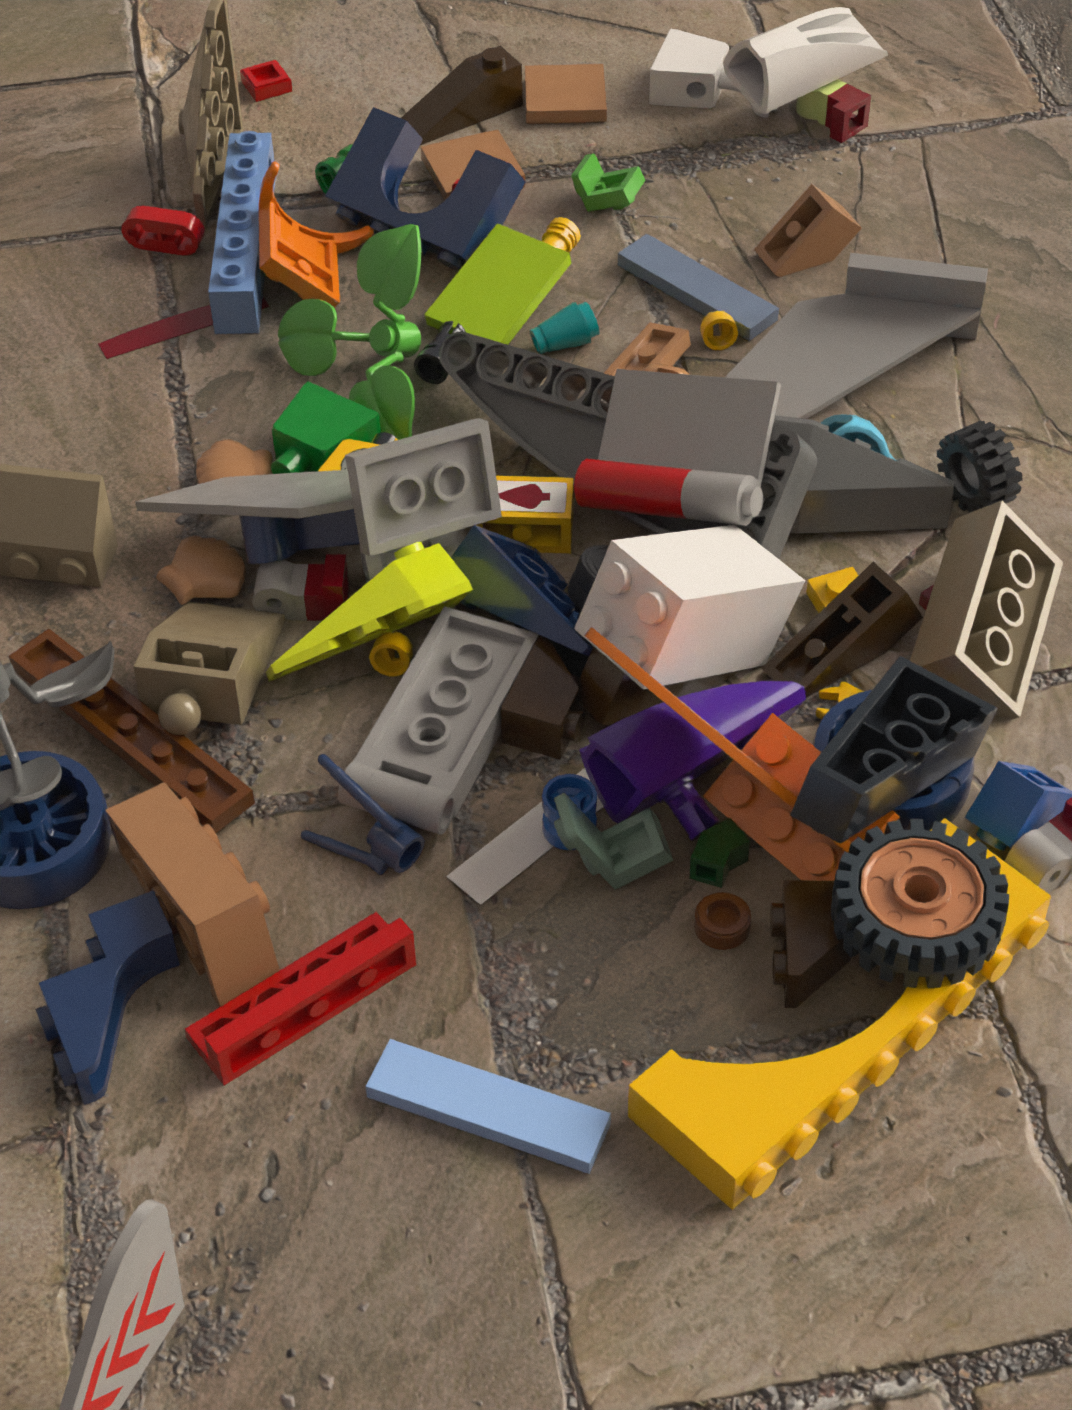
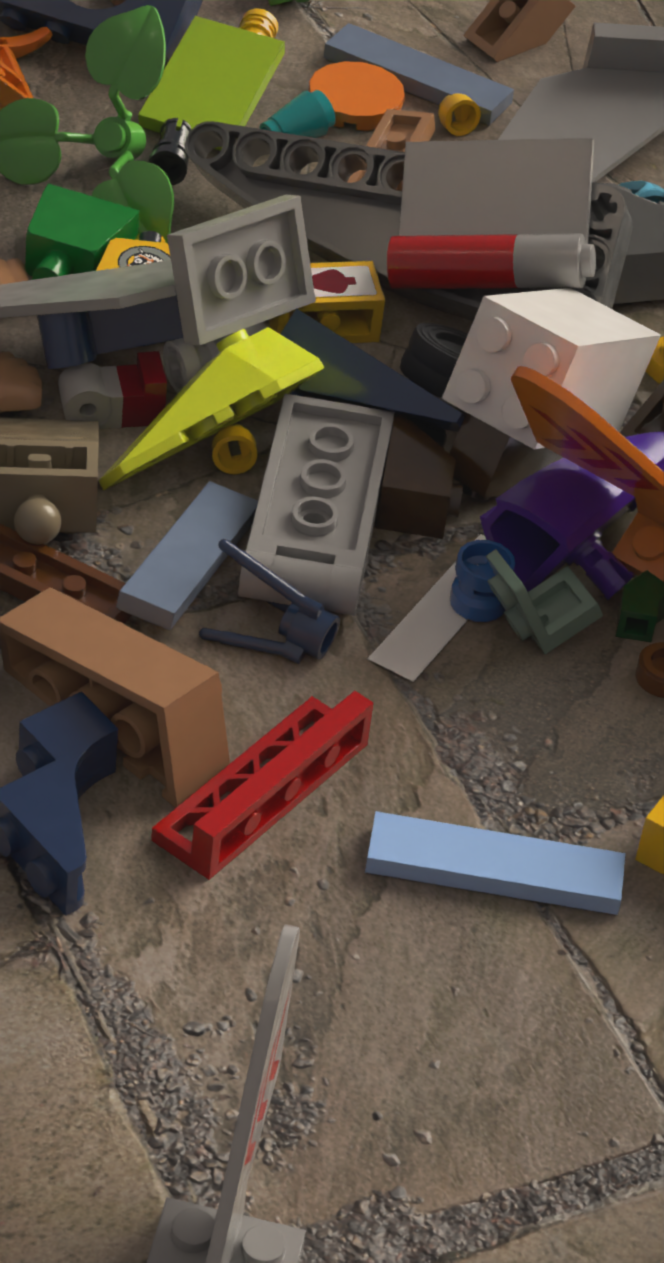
camera: 20 degrees left, 5 degrees down
(293, 768) = (187, 556): none -> sand blue tile
(630, 302) = (358, 92): none -> orange tile

